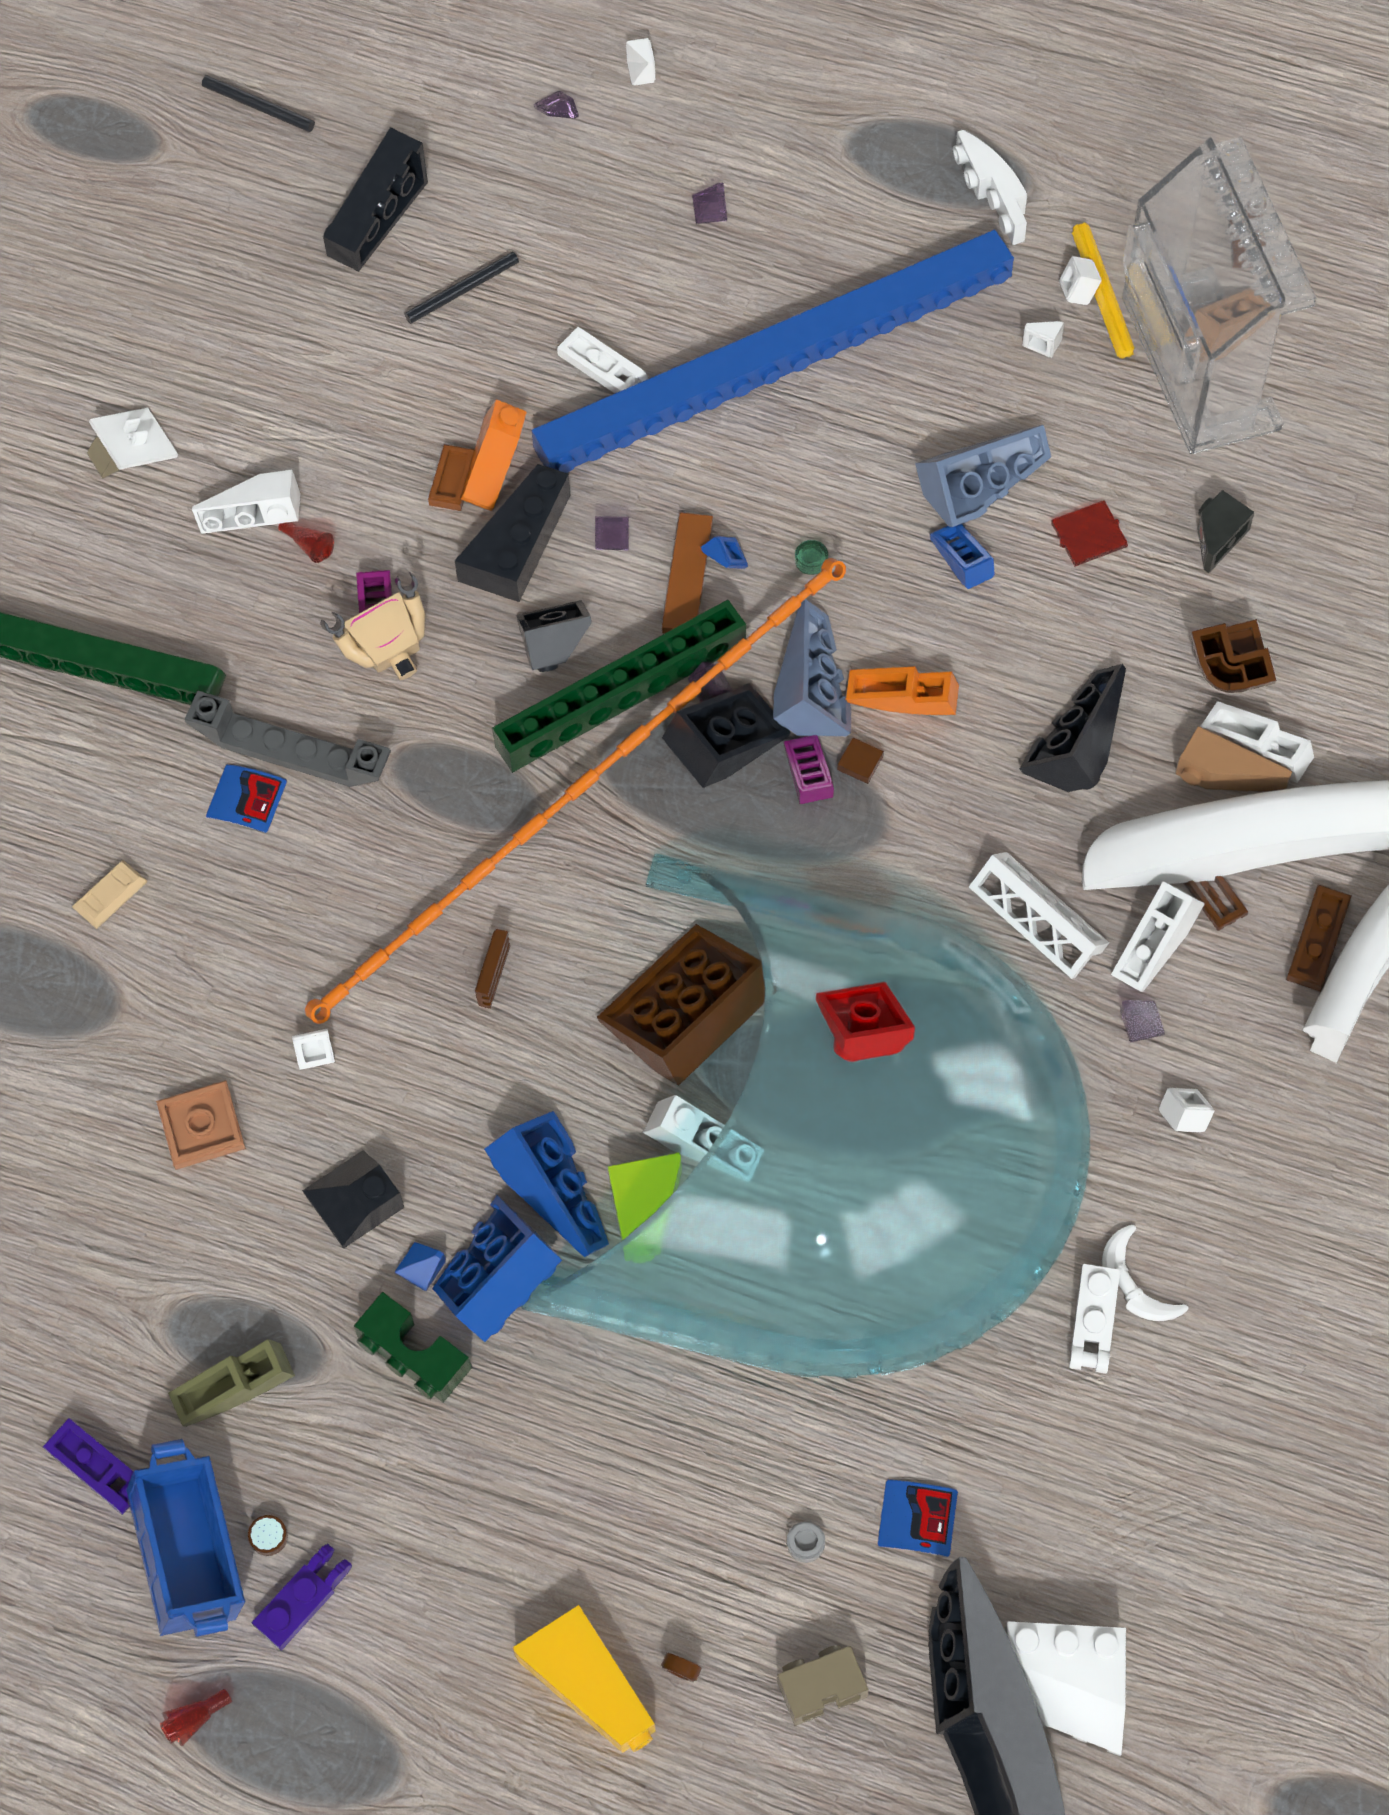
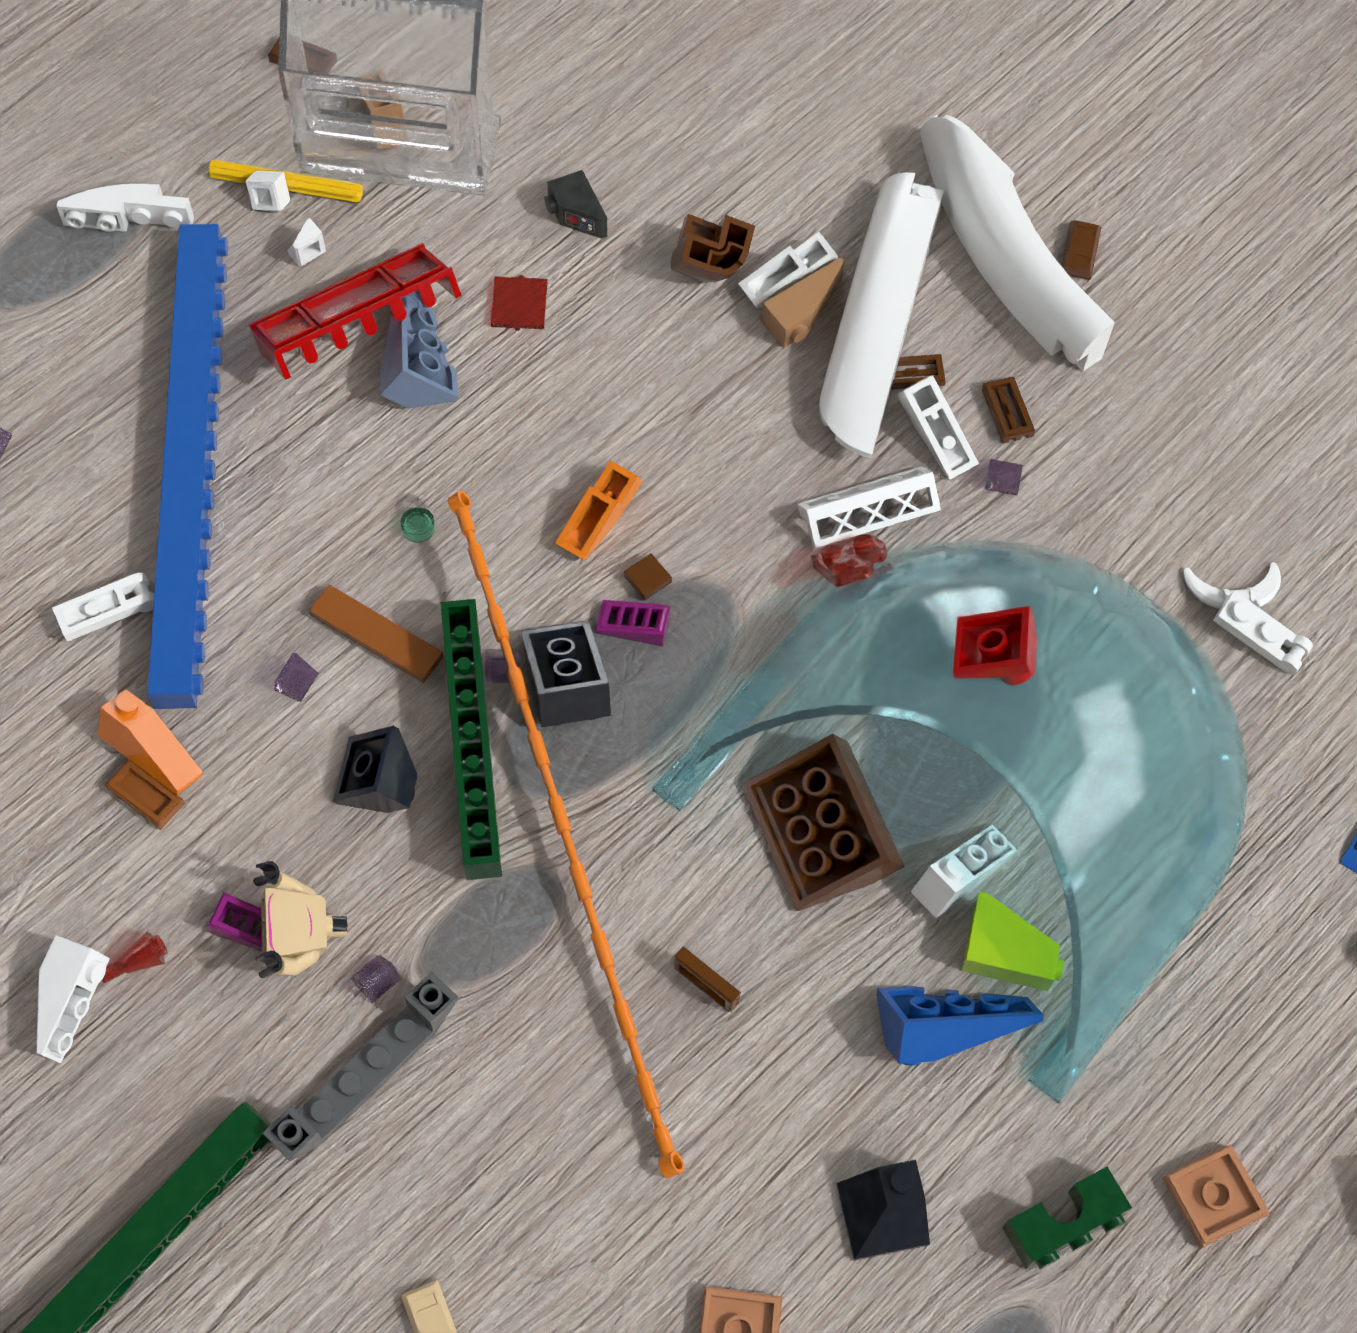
camera: 70 degrees left, 0 degrees up
(246, 797) = (393, 1141): sticker -> none
(313, 1049) = (710, 1185): white slope -> none
(375, 719) = (376, 978): none -> clear purple slope
(421, 1265) = (980, 1177): blue slope -> none
(495, 1271) = (1021, 1107): blue wedge -> none
(495, 1473) = (1215, 1196): none -> nougat tile
(515, 537) = (256, 763): black wedge -> none
(725, 552) = (375, 590): blue slope -> none
(808, 684) = (558, 587): sand blue wedge -> none
(957, 912) = (851, 560): none -> clear red plate
(972, 571) = (498, 412): blue slope -> none
(993, 393) = (351, 300): none -> red window
(1082, 737) = (721, 400): black wedge -> none
(1186, 1110) = (1101, 480): white slope -> none
(1200, 1014) = (1014, 432): none -> reddish brown tile
(1318, 938) = (988, 316): reddish brown tile -> none

